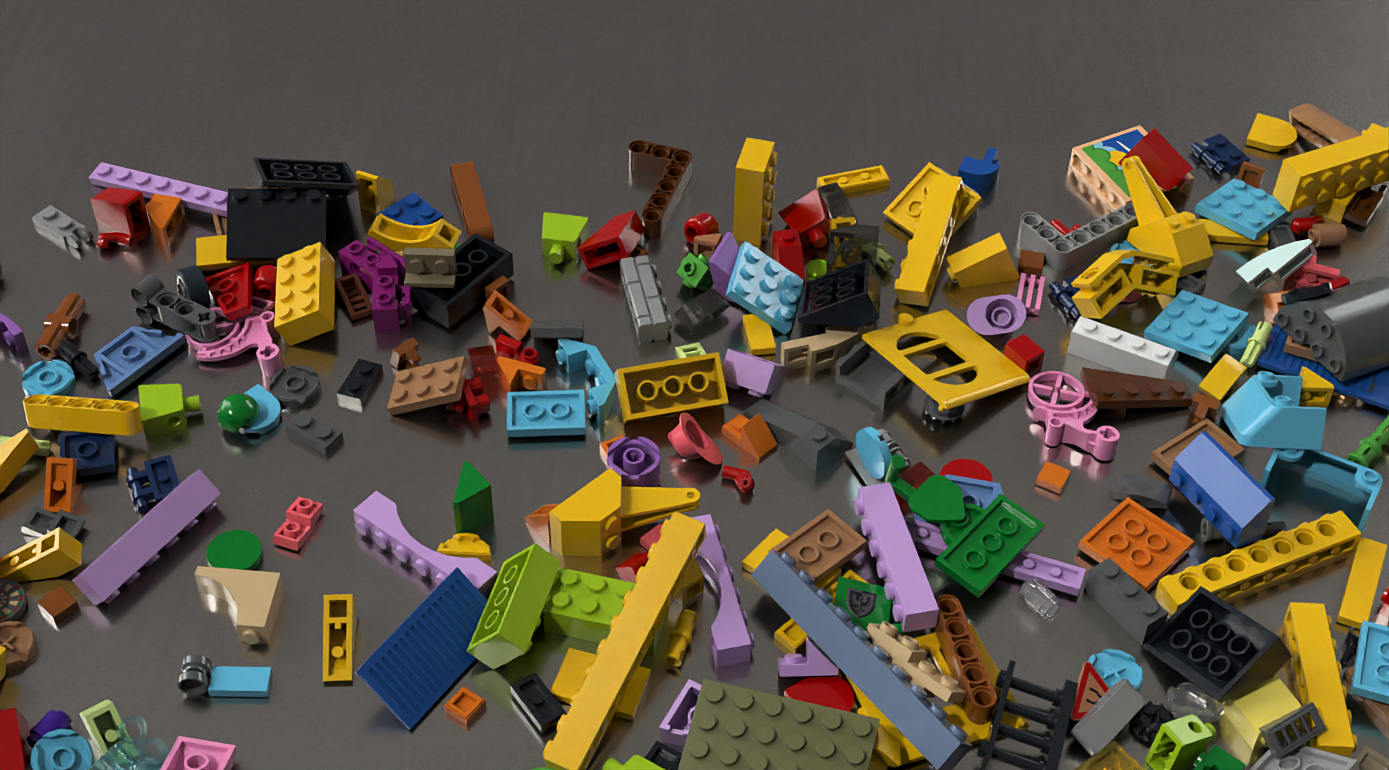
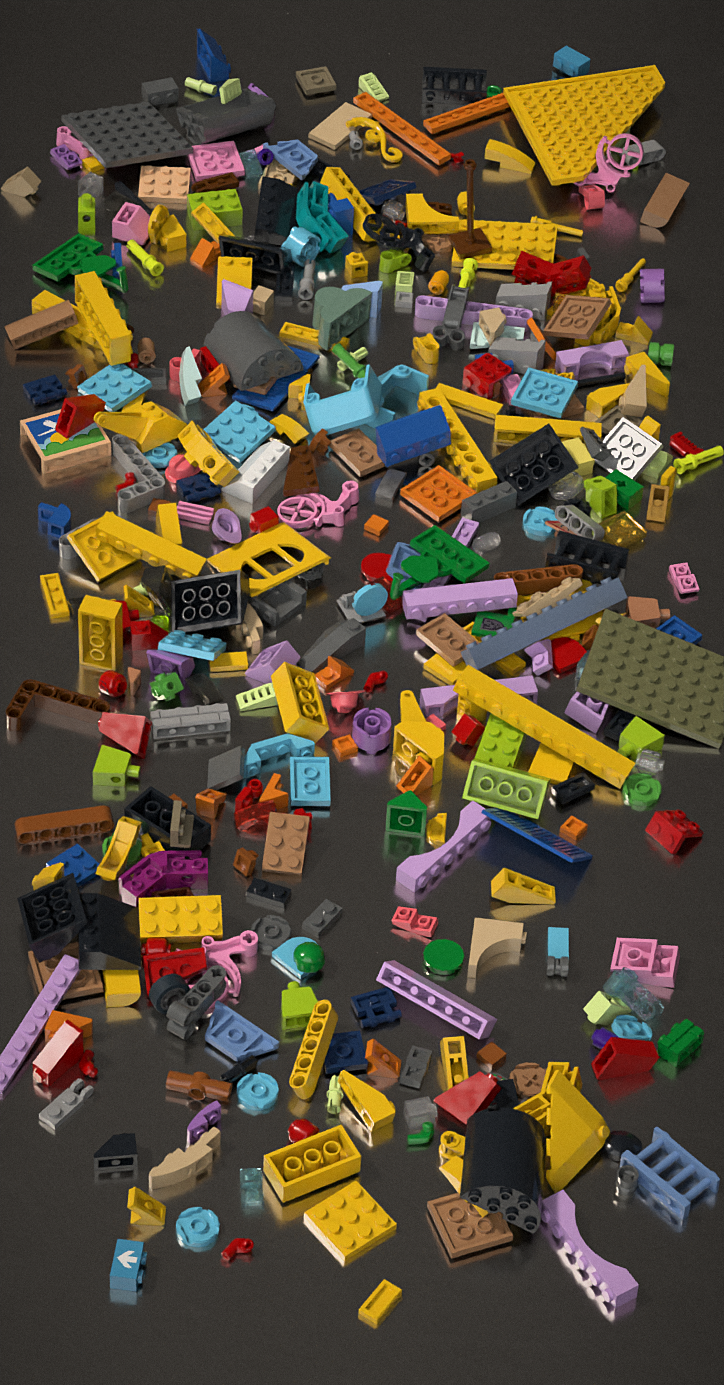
camera: 90 degrees left, 0 degrees up
(1256, 344) = (259, 405): yellowish green axle -> none
(1271, 134) = (23, 359): yellow tile -> none
(1306, 293) = (238, 360): black tile -> none

